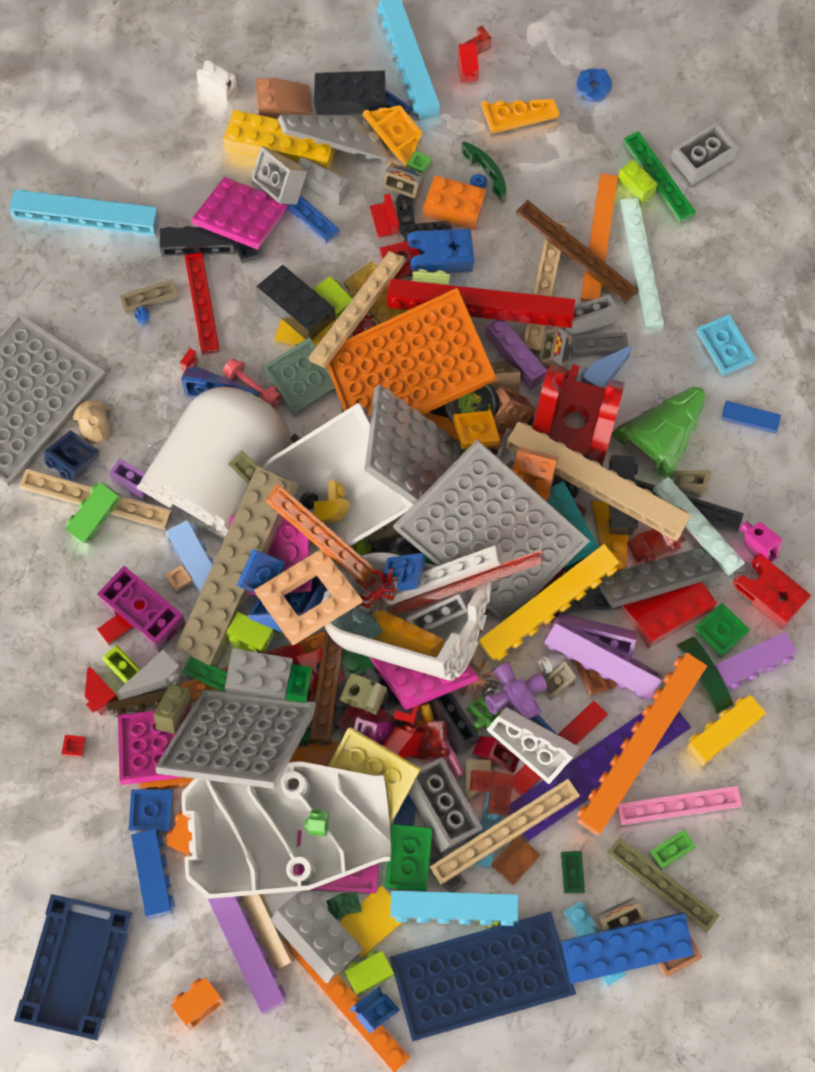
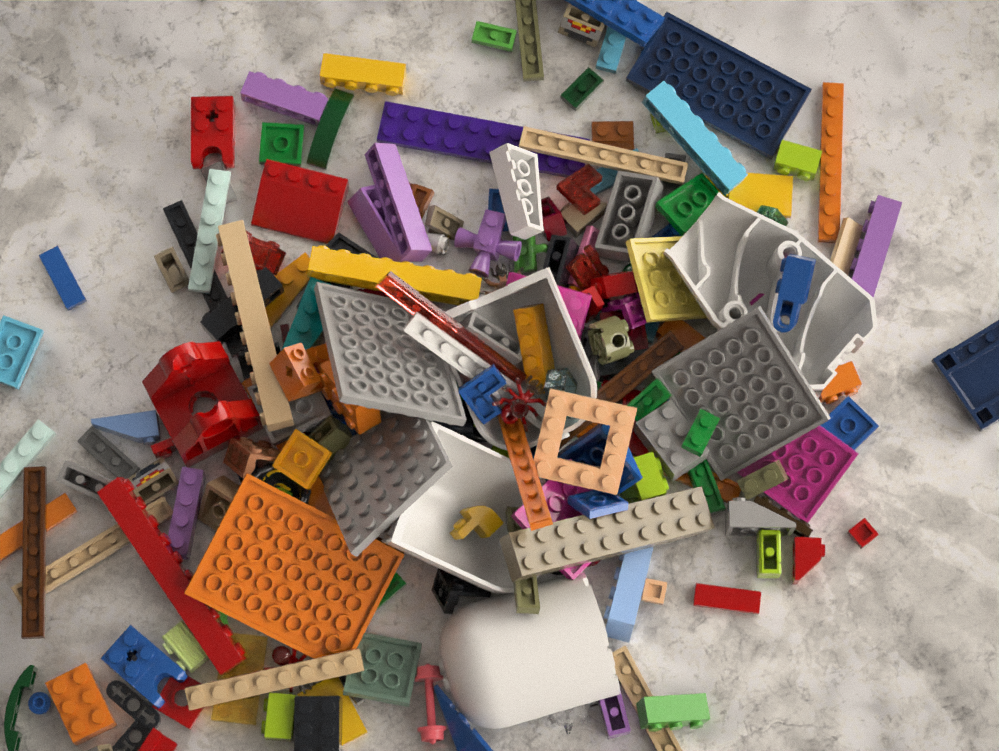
camera: 135 degrees left, 5 degrees up
(151, 874) = (890, 377): blue brick -> none
(158, 618) = (711, 610): magenta plate -> none
(197, 1002) = (942, 251): orange brick -> none
(241, 689) = (700, 432): none -> green plate
(267, 837) = (792, 289): none -> blue brick
(308, 500) = (488, 549): black plate -> none
(316, 935) = (814, 209): light grey brick -> none
(317, 823) = (741, 275): bright green plate -> none
(375, 1010) = (819, 130): blue plate -> none
(573, 732) = (481, 180): red tile -> none
(641, 744) = (437, 118): orange brick -> none
(658, 577) = (282, 219): dark grey plate -> none
(665, 429) = (137, 333): bright green cone -> none
(679, 805) = (456, 59): bright pink plate -> none
(761, 540) = (177, 164): dark pink torso -> none

